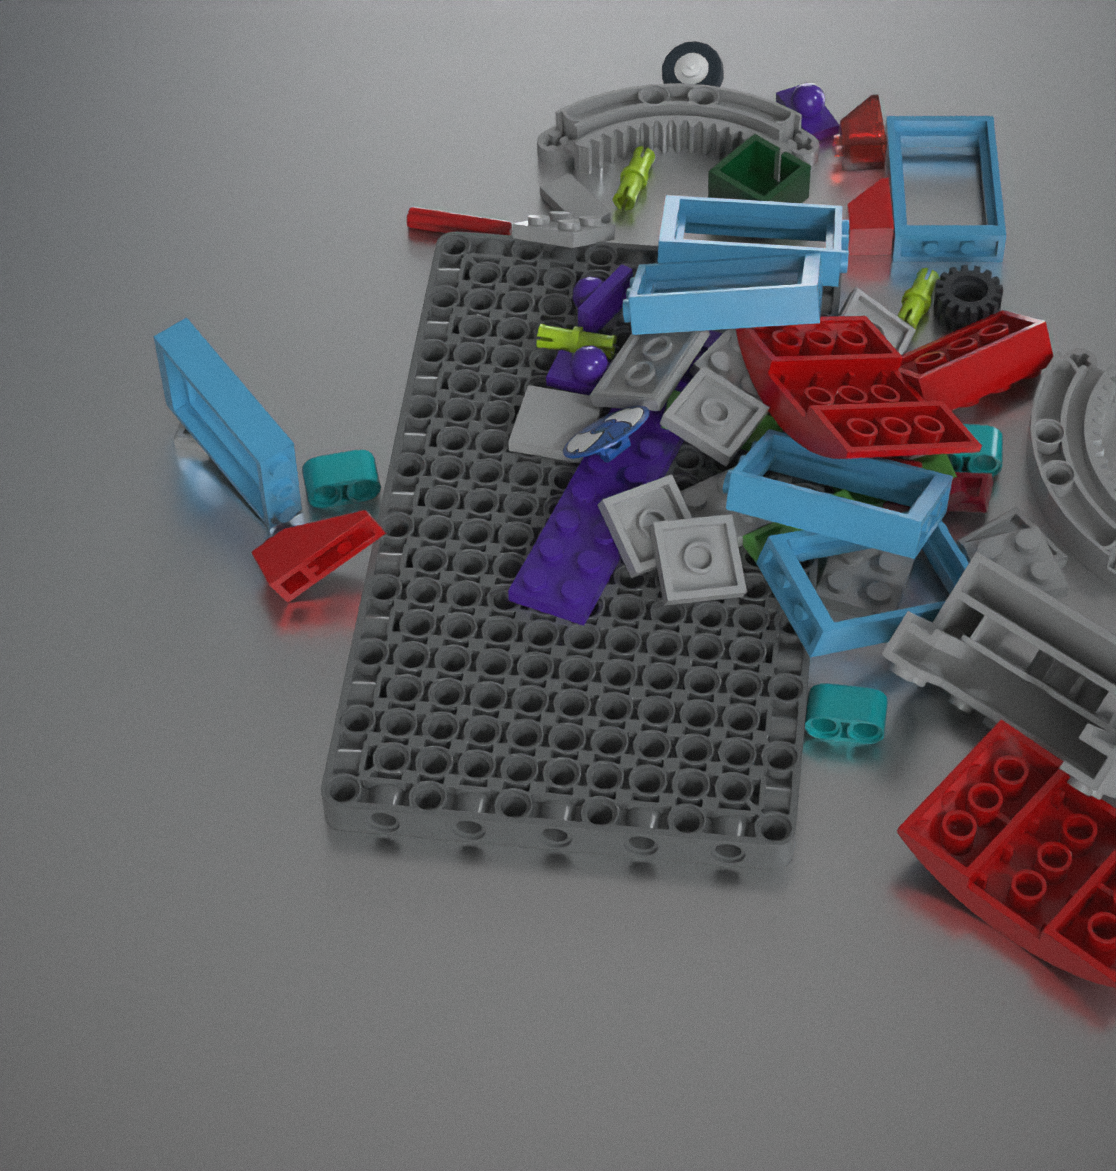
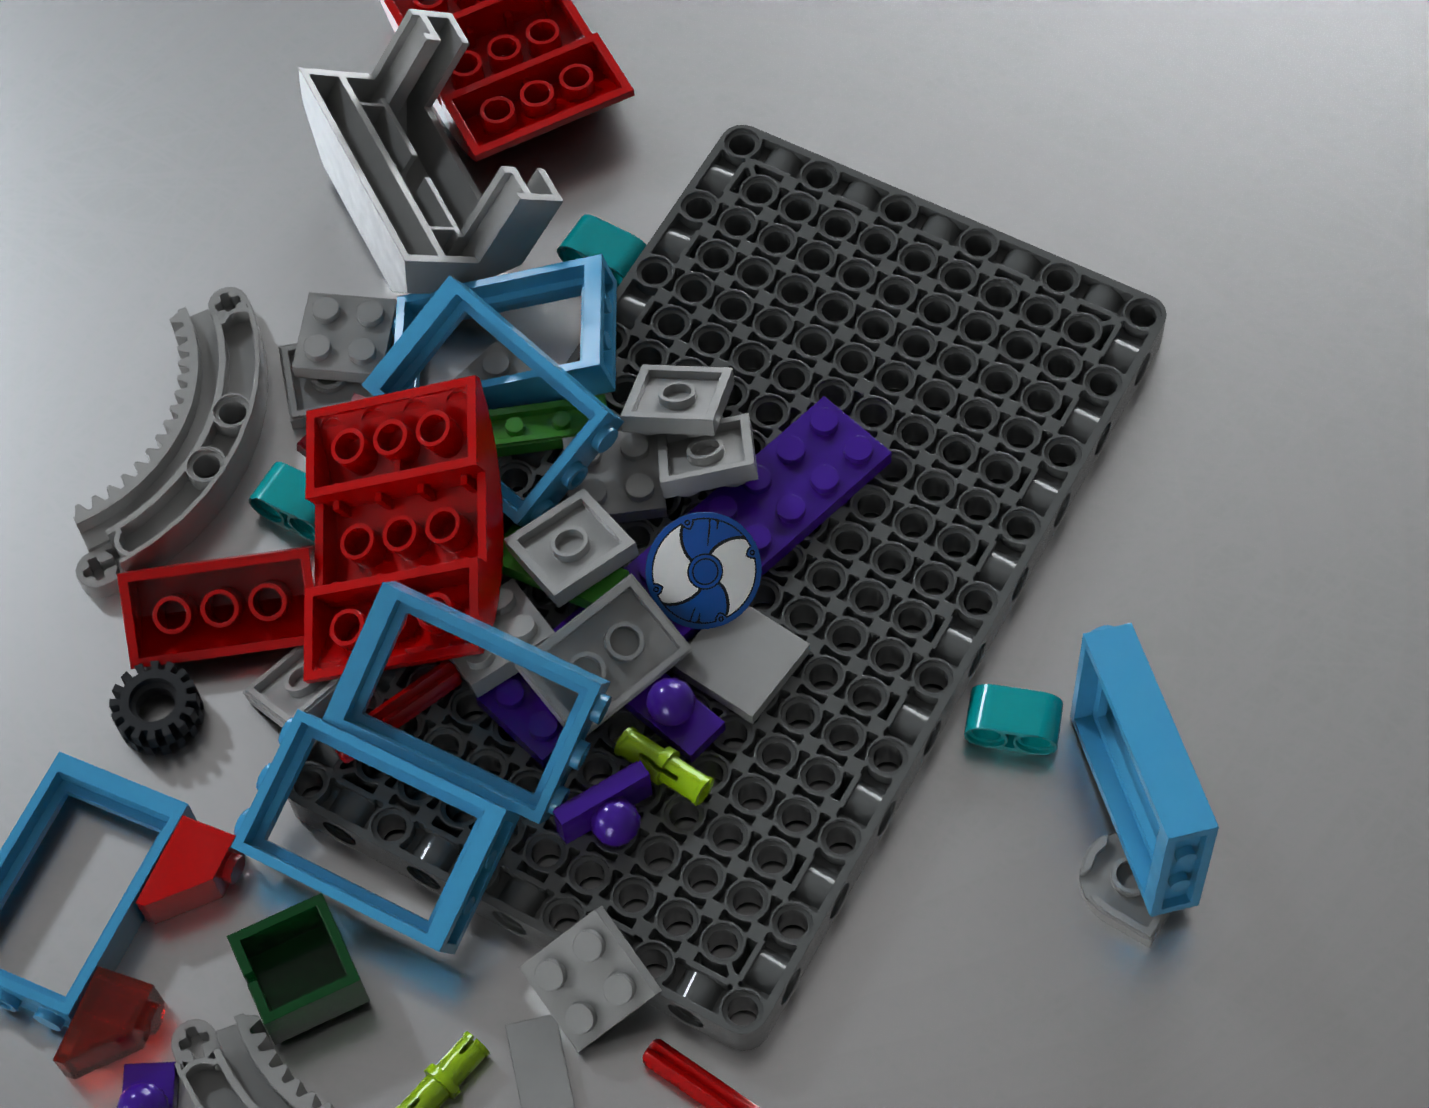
camera: 155 degrees left, 10 degrees up
(311, 551) = (1080, 598): red slope -> none
(918, 297) = (215, 733): lime pin -> none

